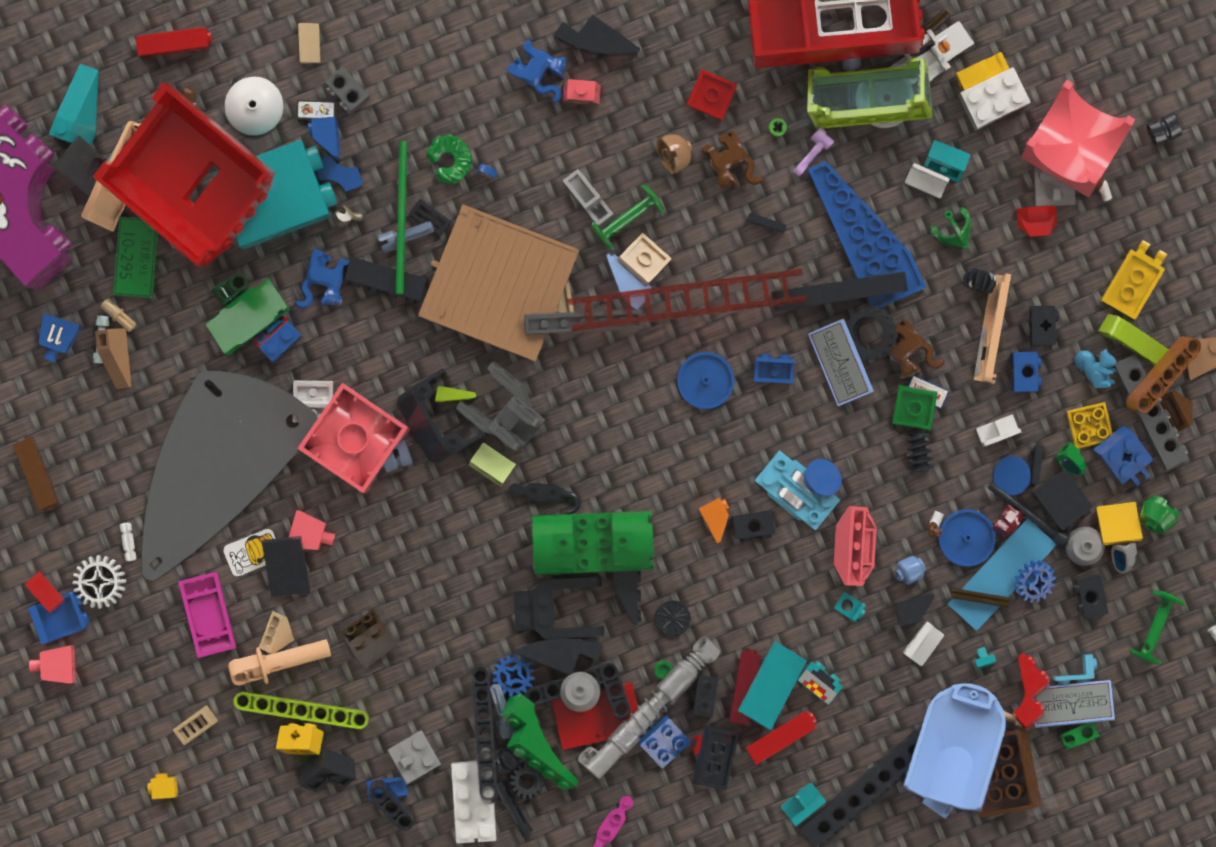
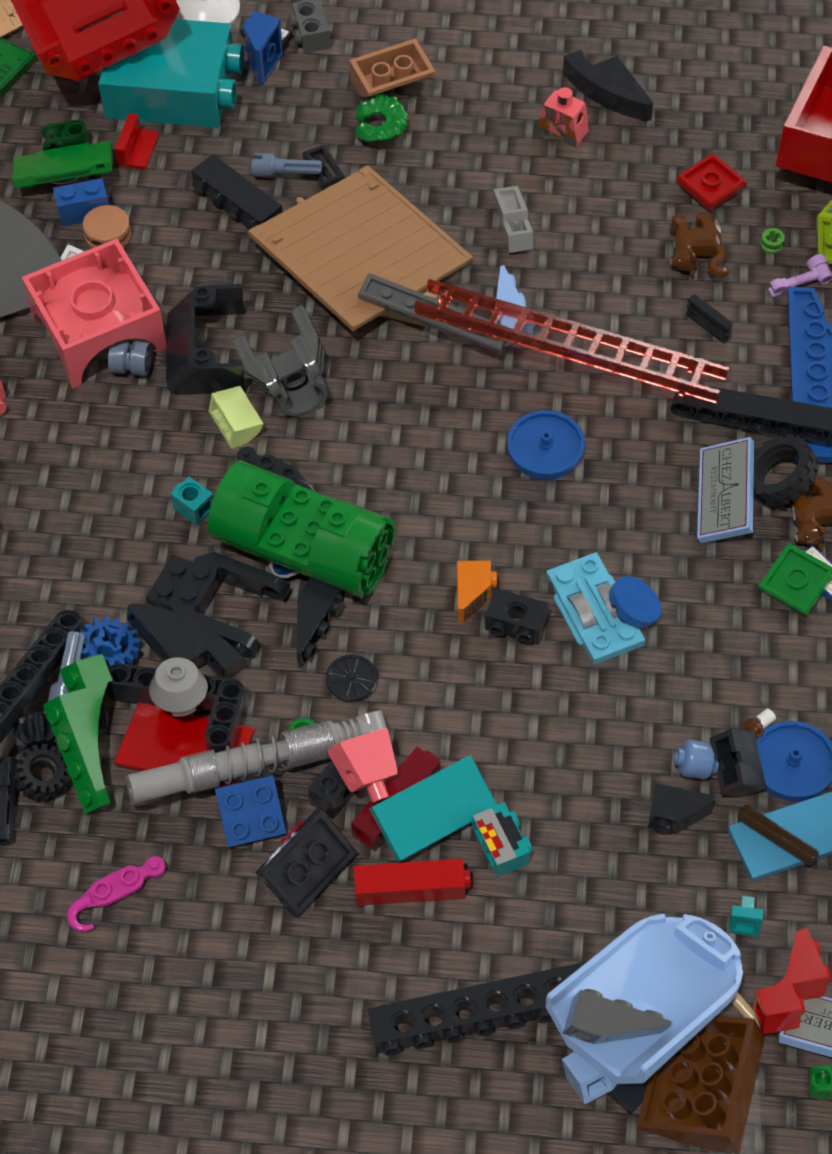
camera: 30 degrees right, 30 degrees down
(285, 266) = (135, 144): none -> red panel
(311, 354) = (105, 225): none -> nougat head
(323, 276) = (171, 165): blue animal -> none
(346, 215) = (231, 128): dark tan piece -> none
(347, 177) = (256, 97): blue tile -> none
(401, 218) = (281, 155): green piece -> none
(436, 113) = (389, 68): none -> nougat slope
(449, 394) = (230, 325): lime slope -> none
(487, 171) = (414, 148): blue tile -> none
(508, 551) = (196, 509): none -> teal brick
(536, 68) = (527, 83): blue animal -> none
(626, 218) = (583, 239): green hose -> none
(644, 259) = (543, 291): tan tile -> none
(675, 152) = (638, 208): medium nougat cylinder -> none
(721, 684) = (366, 763): none -> coral torso
(774, 369) = (638, 462): blue bracket -> none
(803, 804) = (391, 985): teal panel -> none
(855, 546) = (640, 693): coral wedge -> none
(857, 610) = (596, 776): teal bracket -> none
(919, 452) = (778, 629): black piece -> none
(923, 643) = (668, 859): white panel -> none
(937, 563) = (738, 762): none -> black brick
(940, 781) = (605, 1020): none -> dark grey slope

